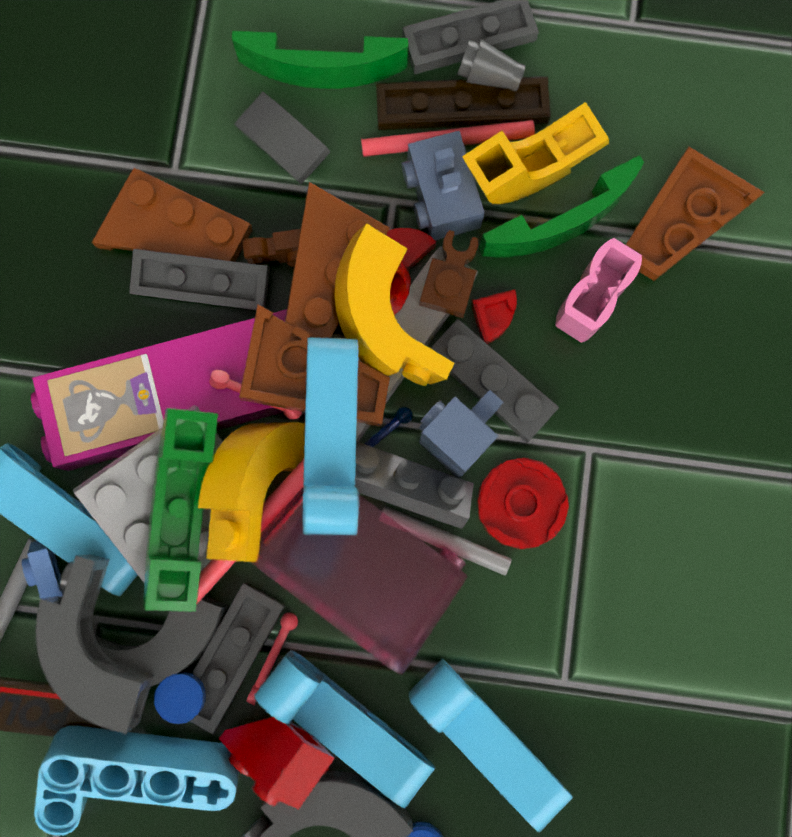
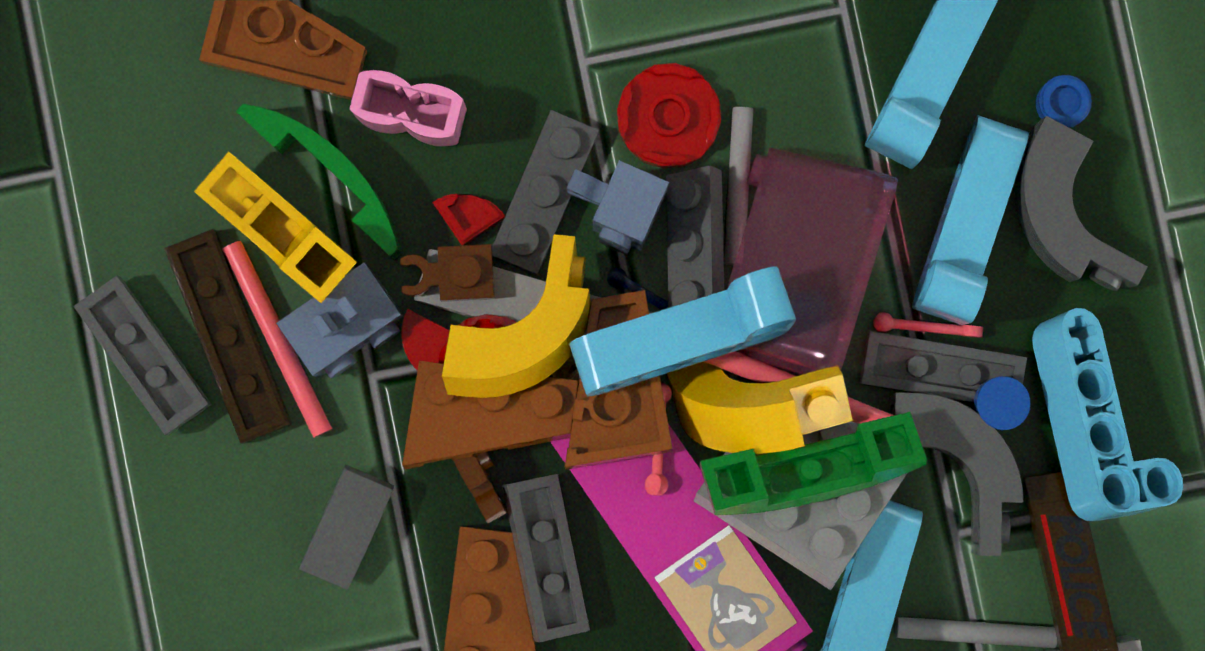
camera: 105 degrees left, 5 degrees up
(42, 570) = (925, 601): medium blue plate -> none
(73, 659) = (1013, 508): dark grey arch -> none
(279, 758) = (1022, 275): red slope -> none
(321, 69) = (214, 451): green slope -> none
(490, 67) = (183, 316): dark grey cone -> none

